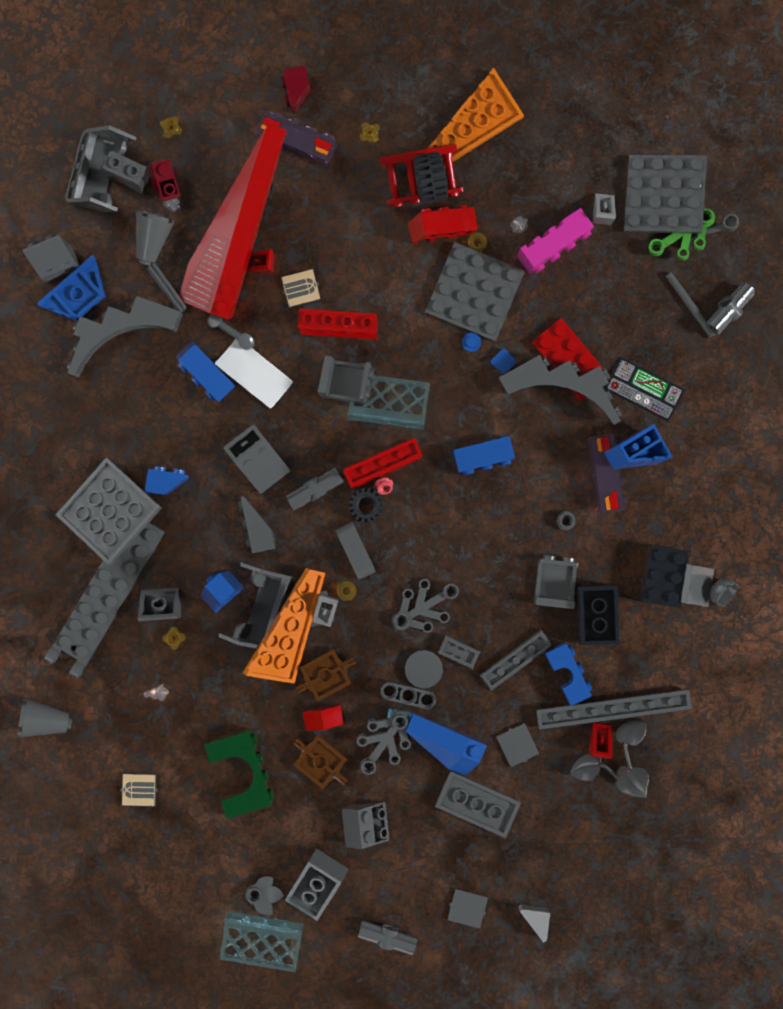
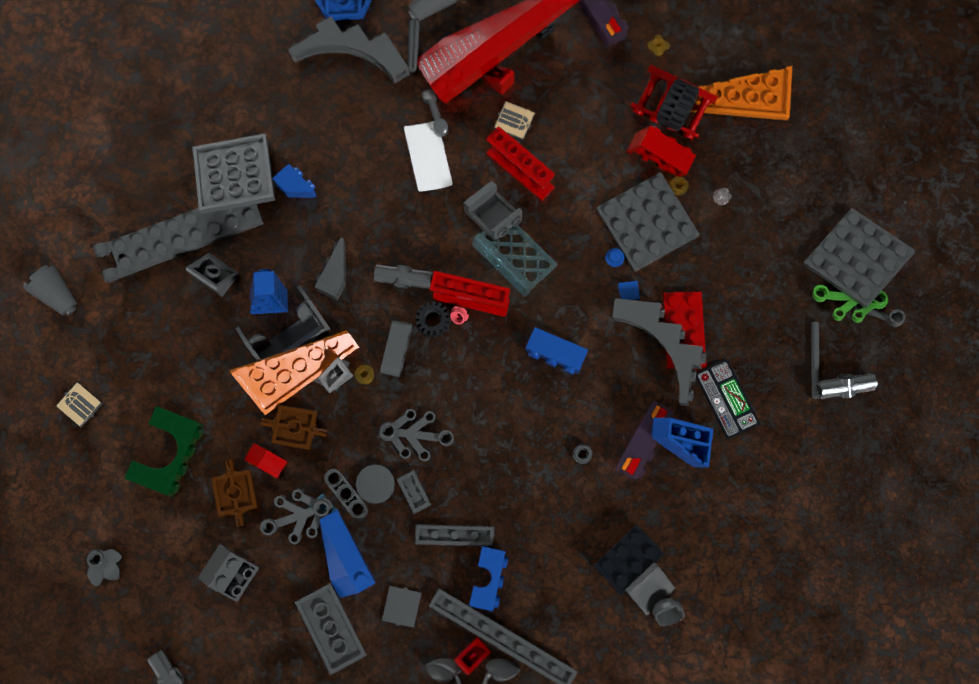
camera: 45 degrees right, 10 degrees down
(159, 692) = (156, 340): clear hair -> none
(173, 643) = (198, 304): clear yellow plate -> none
(204, 372) = (390, 125): blue wedge -> none
(256, 459) = (377, 219): dark grey slope -> none
(265, 926) = (79, 588): clear light blue fence -> none
(316, 884) = (150, 590): dark grey slope -> none
(555, 241) = (740, 229): dark pink wedge -> none
(555, 582) = (536, 497): dark grey panel -> none
(598, 615) = (549, 548): black brick -> none
(604, 209) = (799, 234): light grey slope -> none

